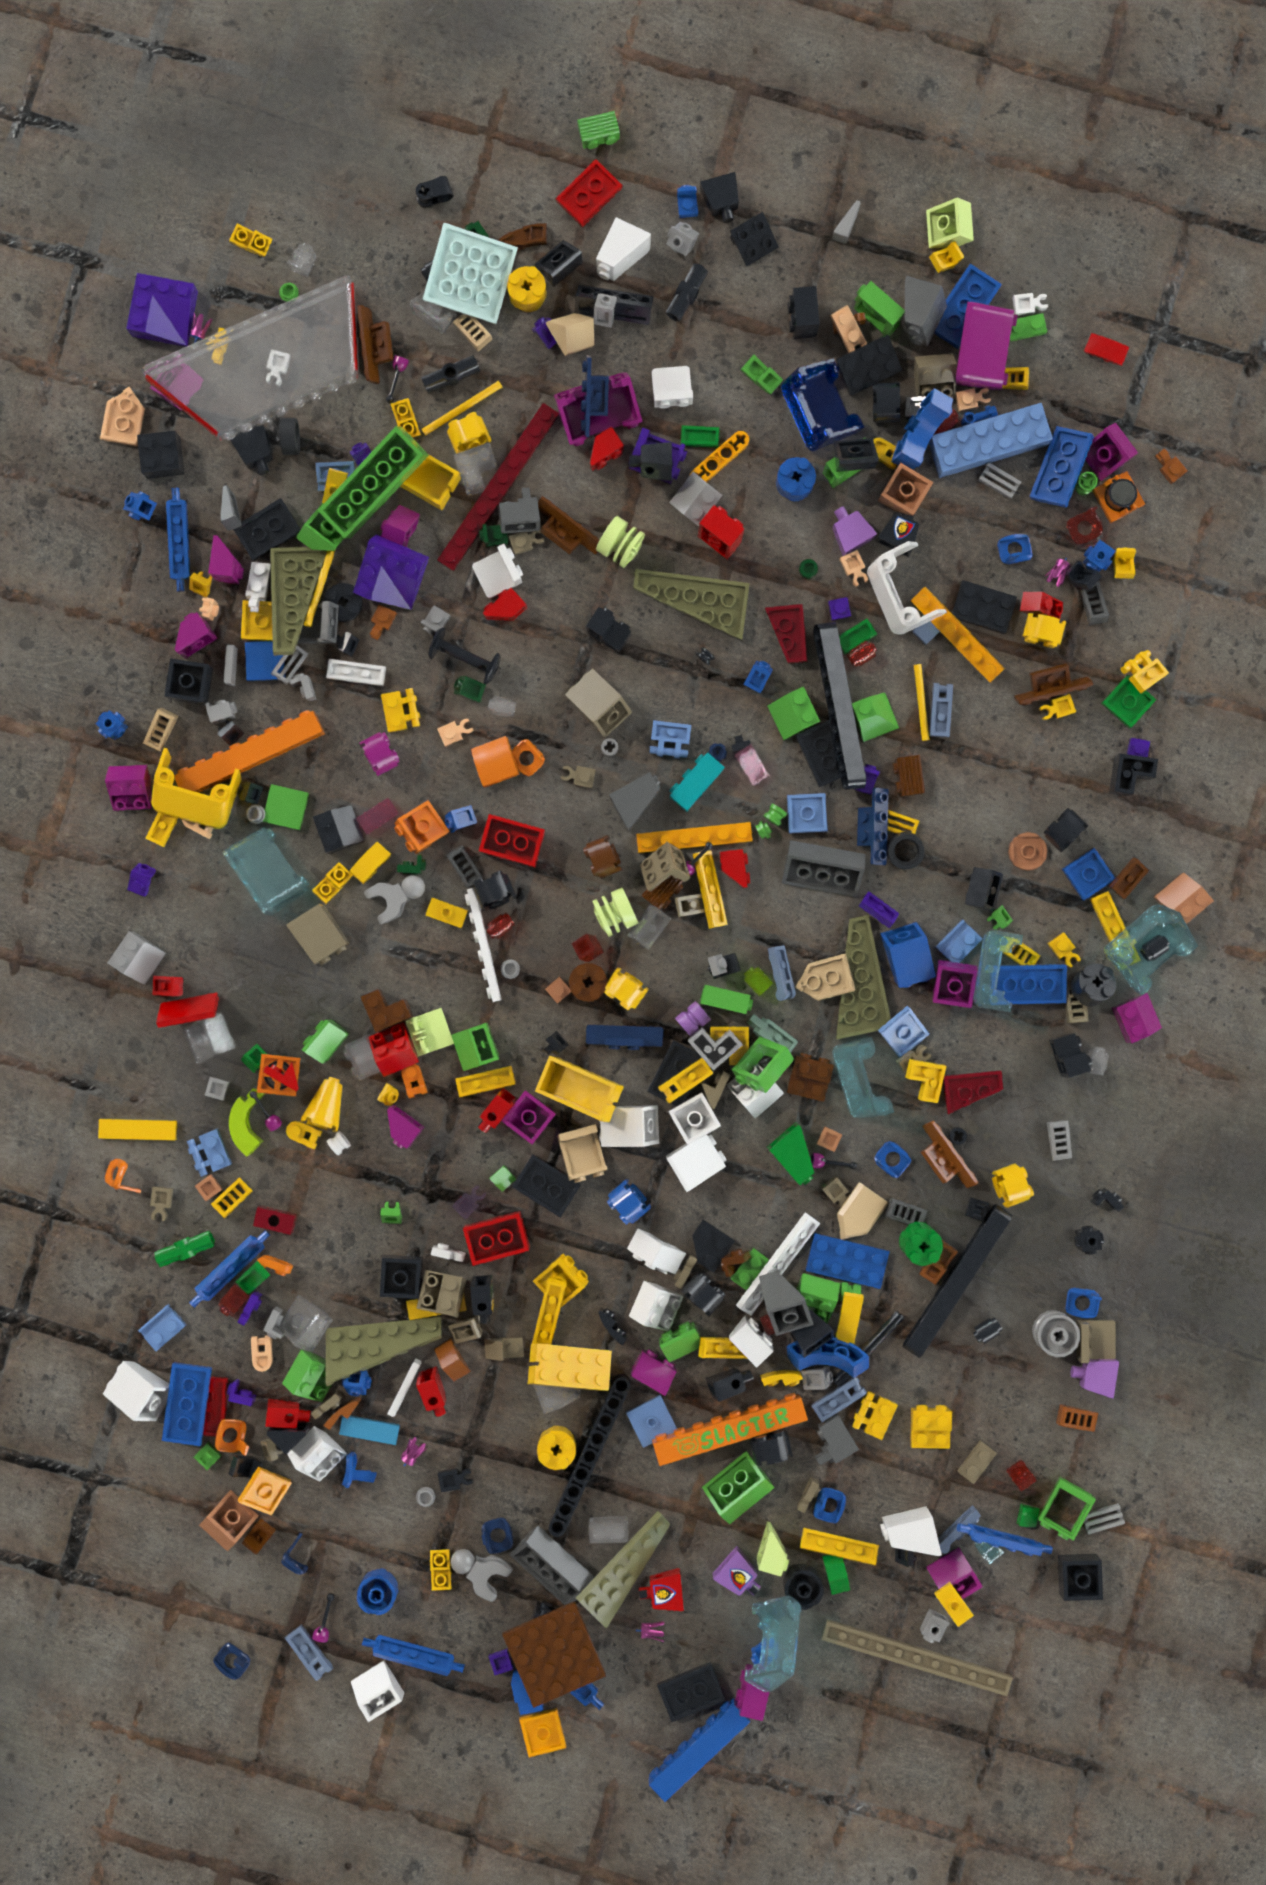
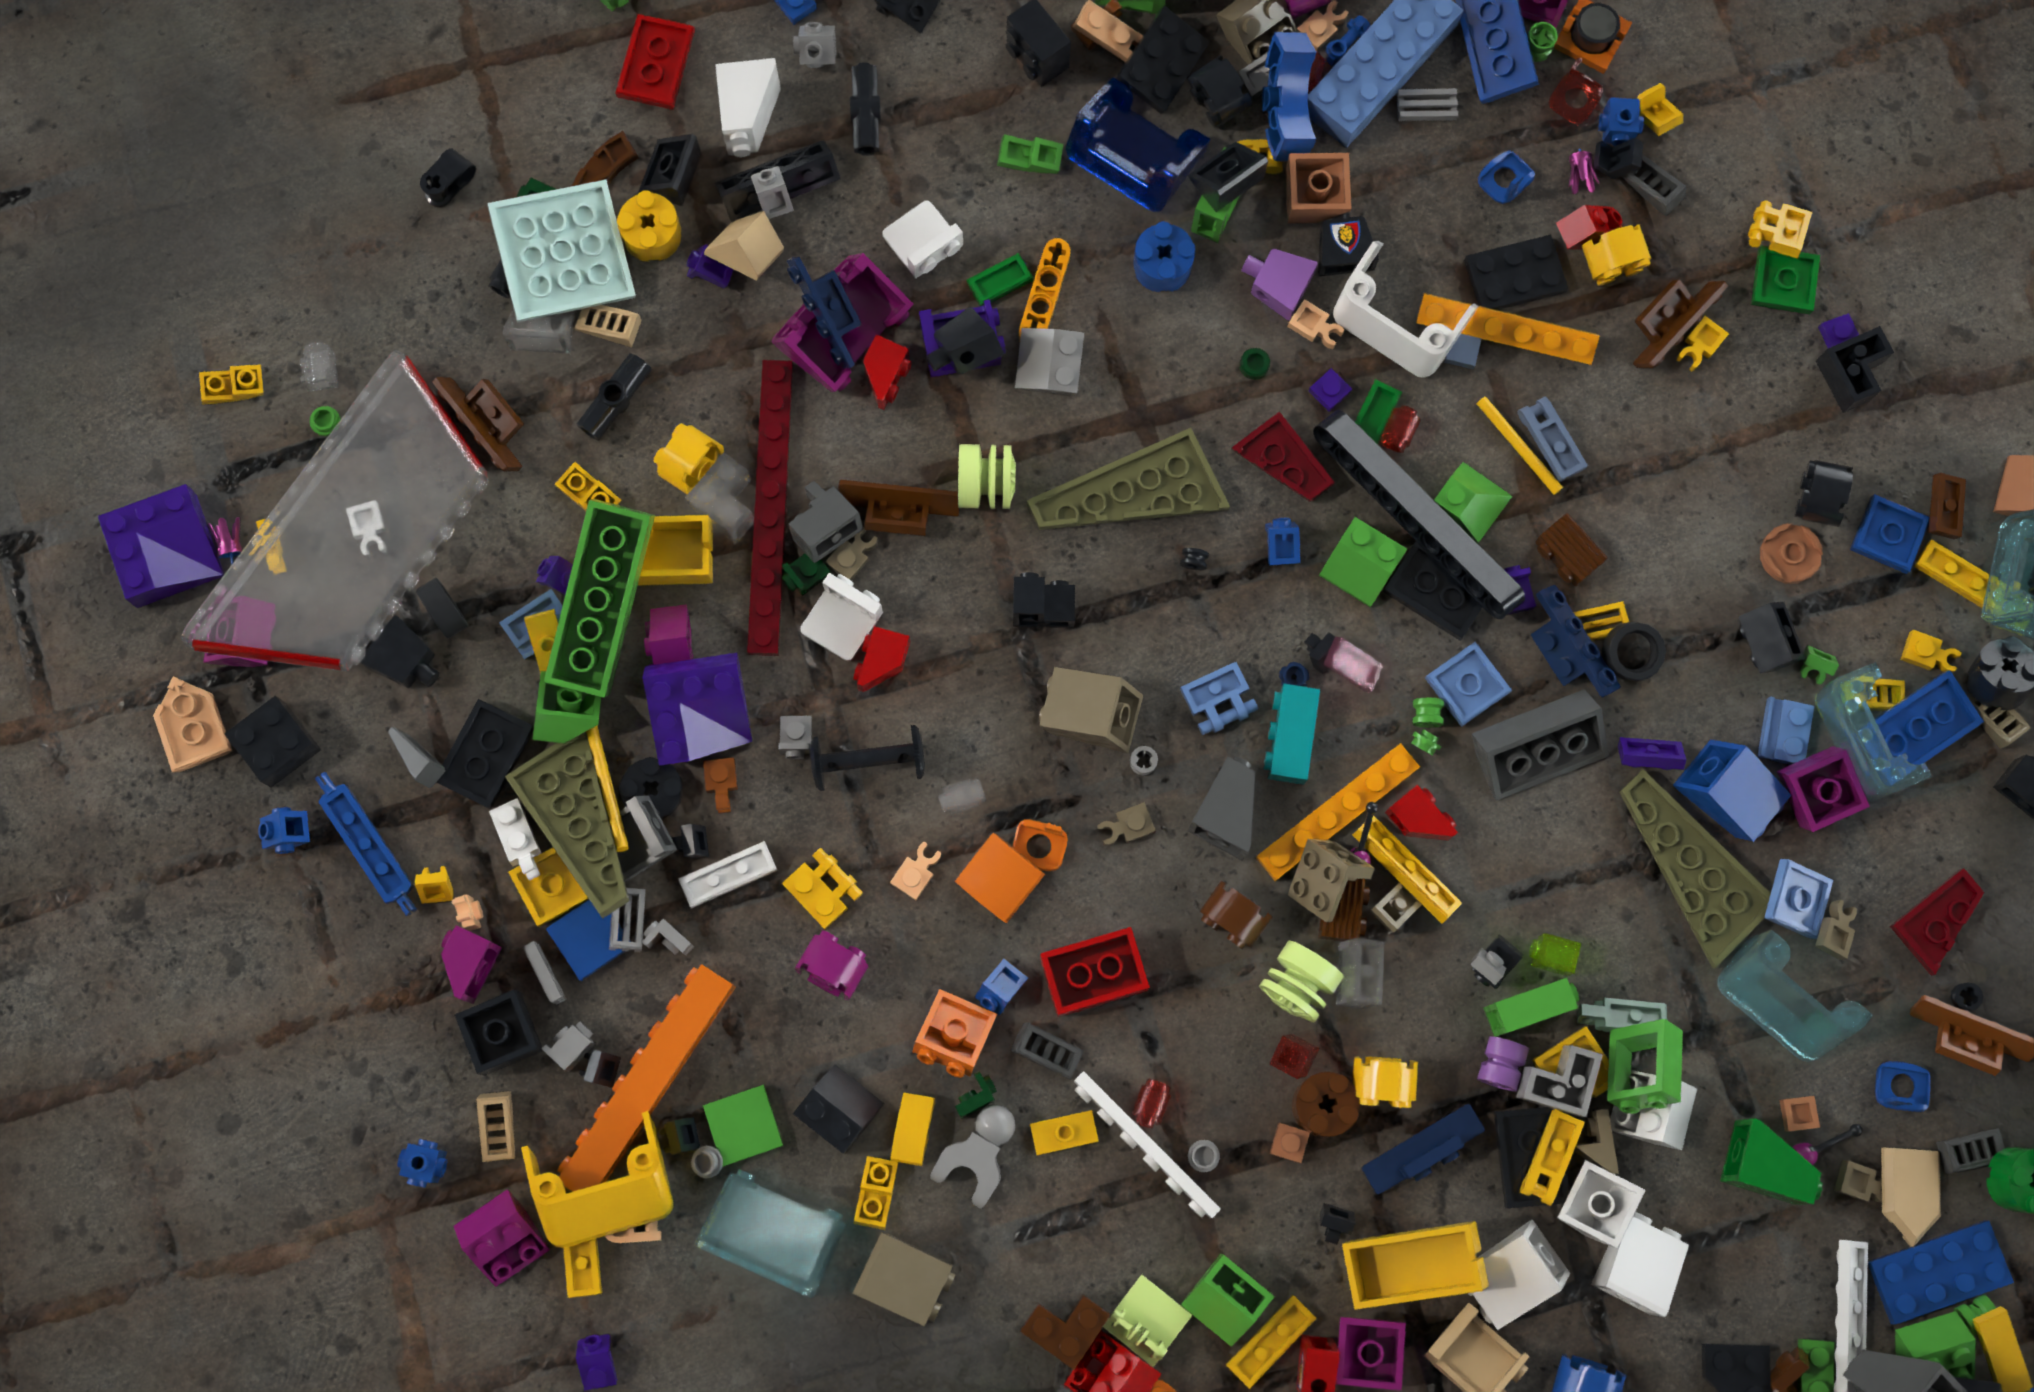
camera: 35 degrees left, 10 degrees down
(223, 564) = (453, 836): magenta slope -> none
(377, 816) = (881, 1056): clear pink tile -> none
(399, 364) = (536, 426): hinge -> none
(461, 408) = (655, 433): yellow axle -> none
(469, 688) = (900, 799): dark green bracket -> none
(493, 891) = (1113, 1059): black brick -> none
(721, 531) = (1113, 381): red brick -> none
(781, 973) = (1580, 923): sand blue plate -> none
(810, 1077) = (1715, 1043): reddish brown plate -> none
(827, 978) = (1646, 891): tan tile -> none
(931, 1076) = (1879, 938): yellow plate -> none

